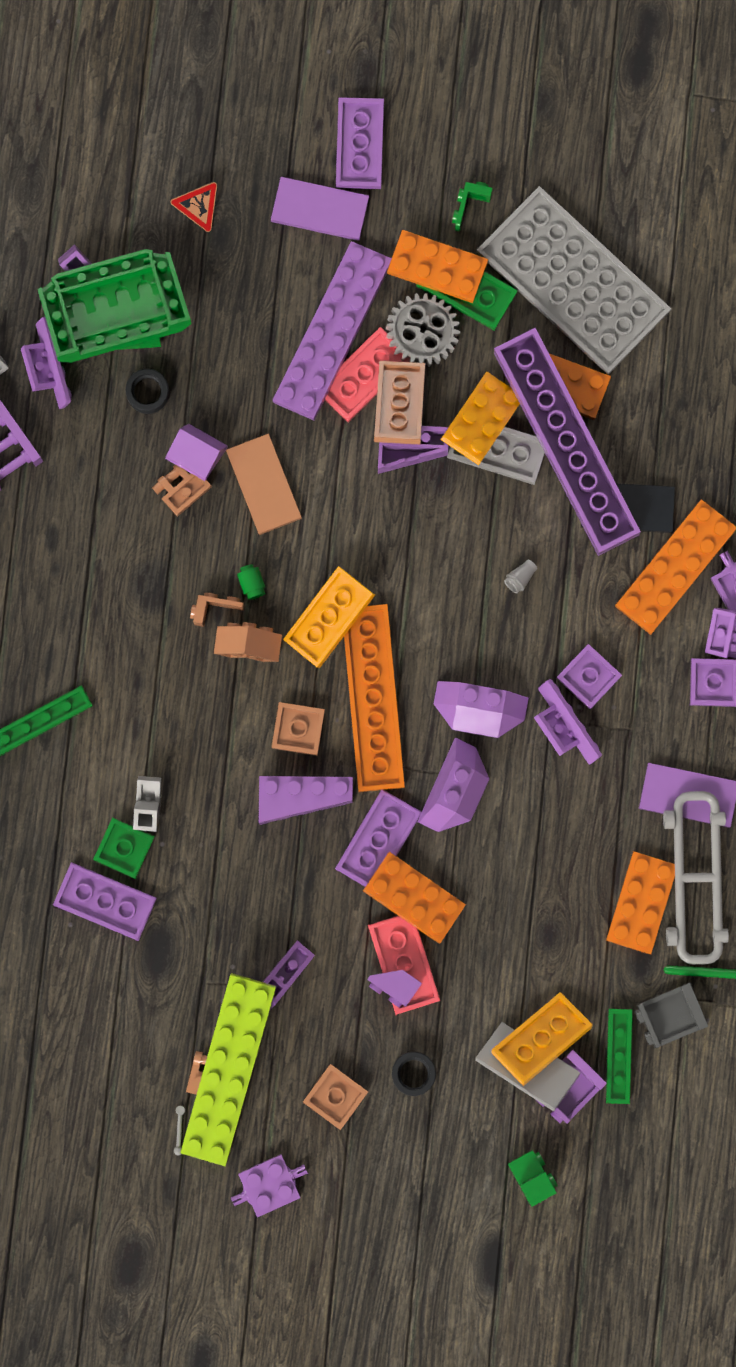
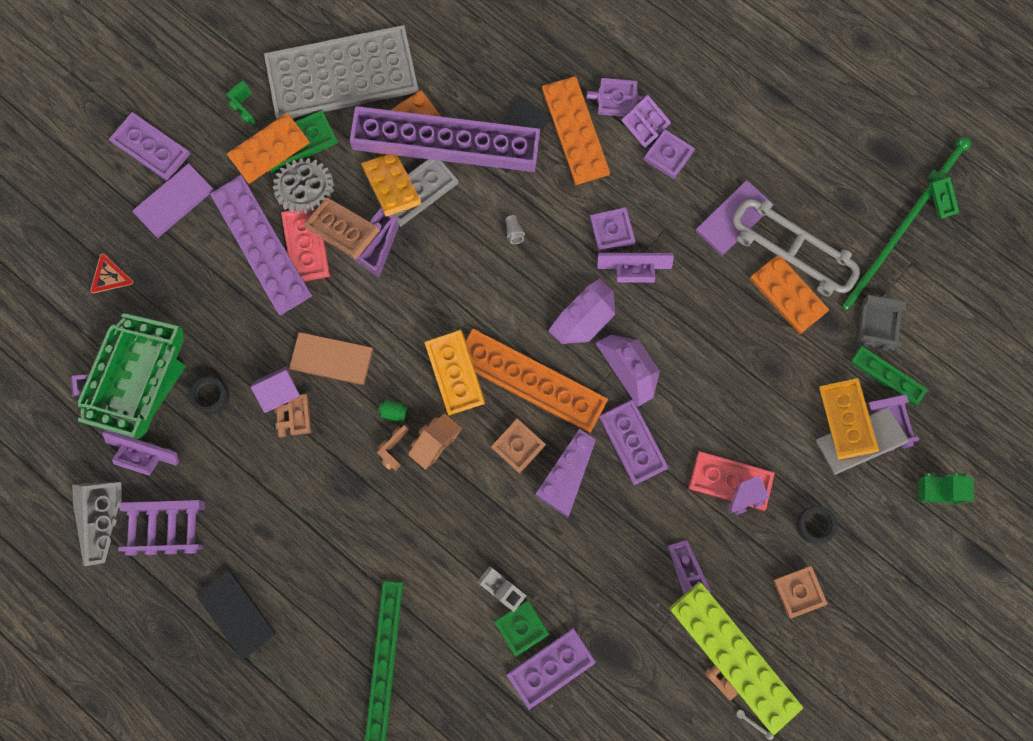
camera: 60 degrees left, 5 degrees down
(269, 1185) = (836, 684): medium lavender plate -> none
(414, 897) = (690, 443): orange plate -> none

